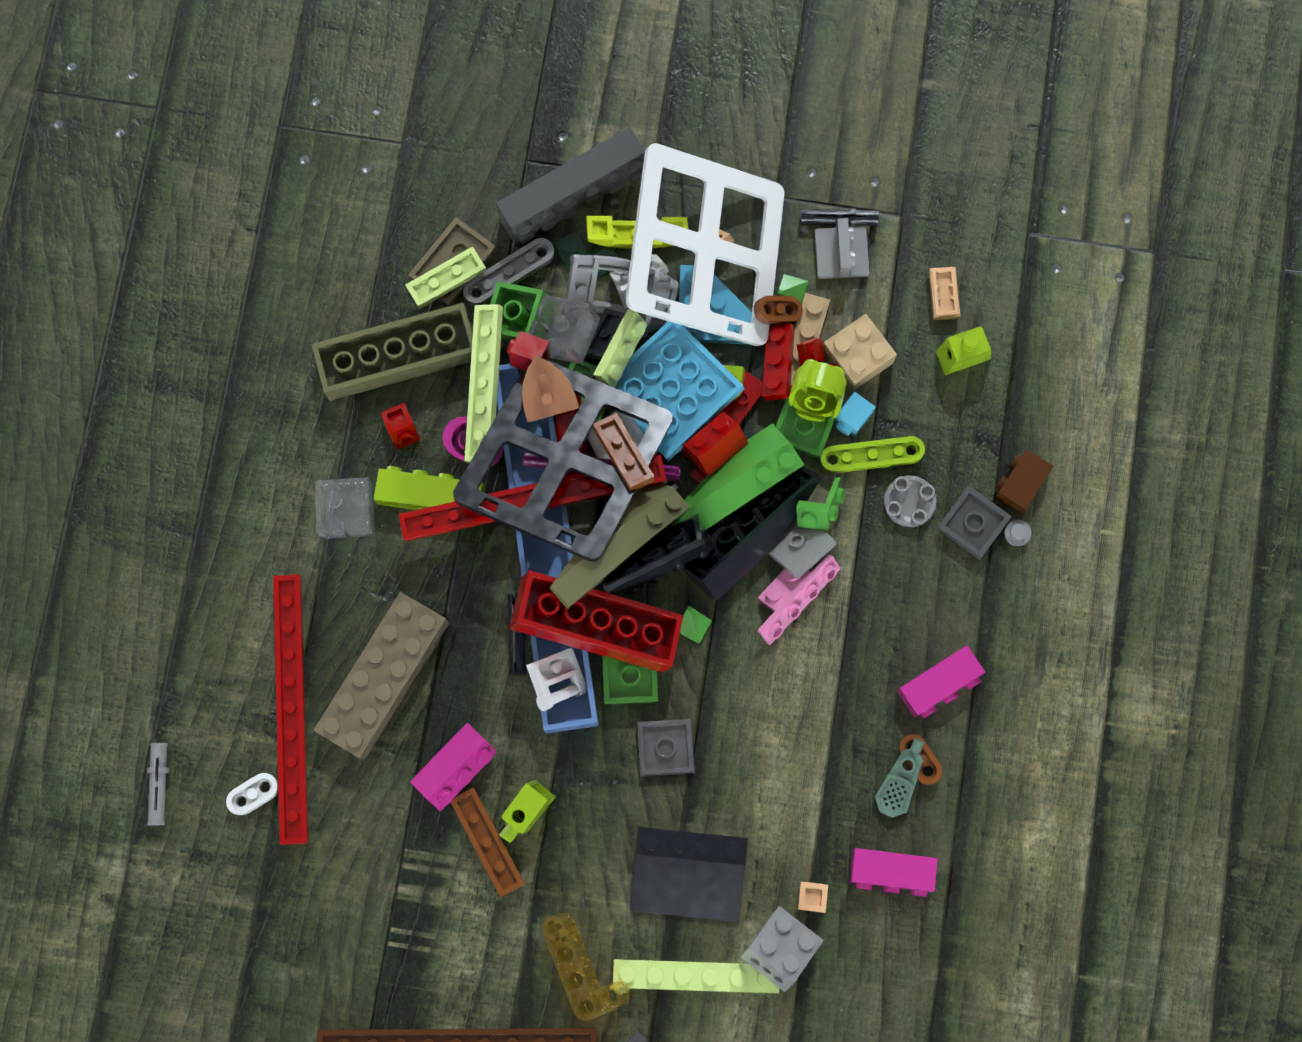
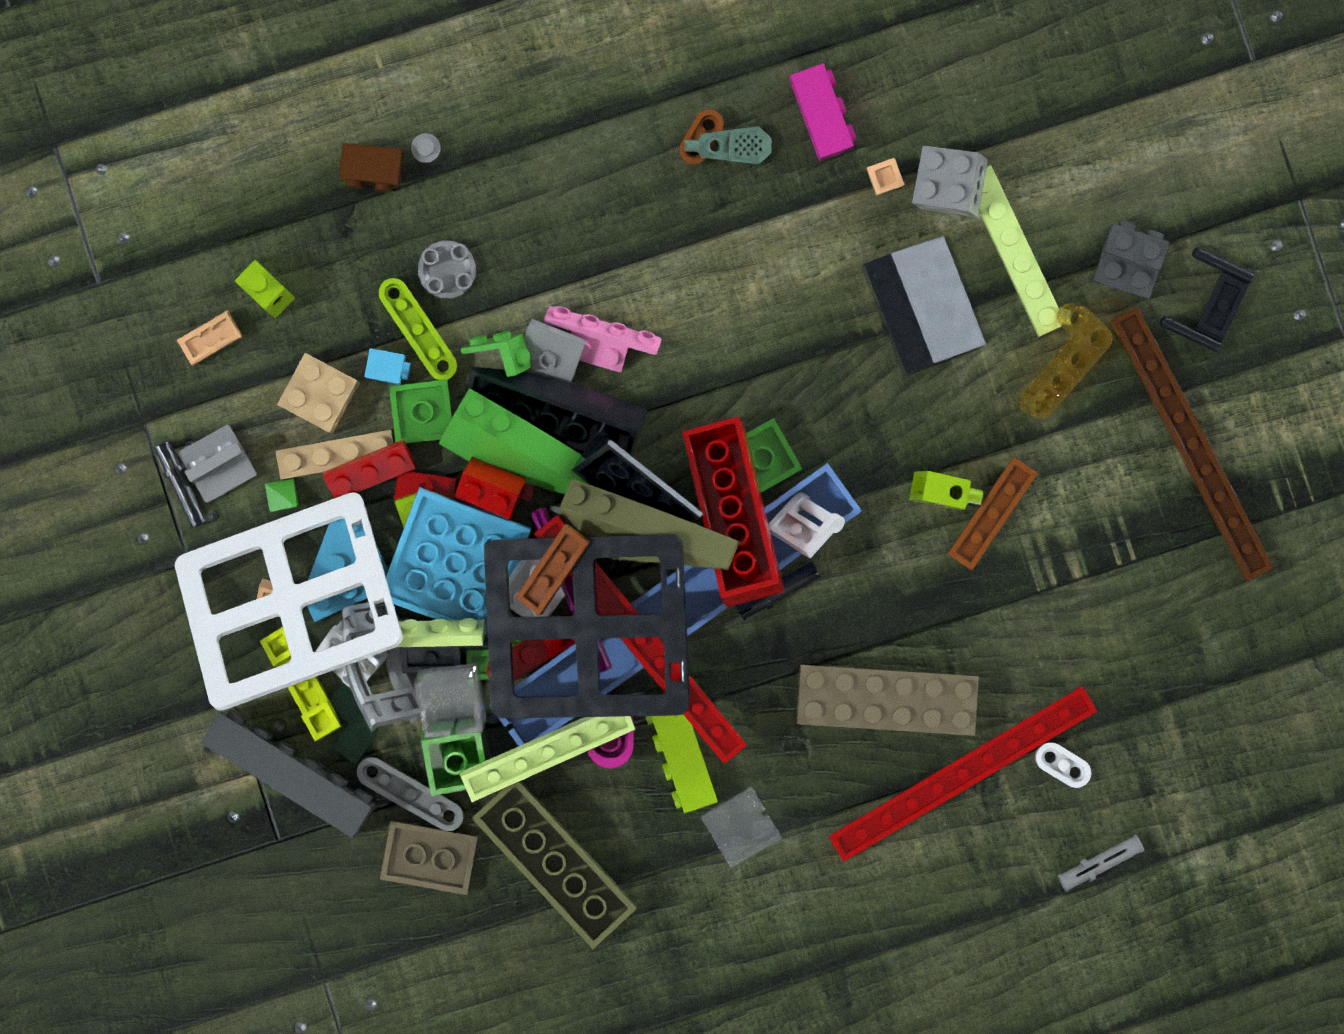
camera: 120 degrees left, 10 degrees up
(400, 426) = (627, 818): red bracket -> none
(445, 277) = (452, 852): yellowish green plate -> none
(453, 767) = (939, 582): dark pink brick -> none
(525, 348) = (495, 719): red brick -> none
(546, 391) = (528, 679): nougat shield -> none
(665, 747) = (813, 388): flat silver tile -> none
(694, 625) = (679, 420): bright green slope -> none
(775, 309) = (316, 498): dark orange plate -> none
(812, 350) = (350, 435): red bracket -> none
(818, 390) = (385, 412): lime brick -> none
(941, 683) = (615, 151): dark pink brick -> none
(974, 522) = (437, 195): dark grey plate -> none

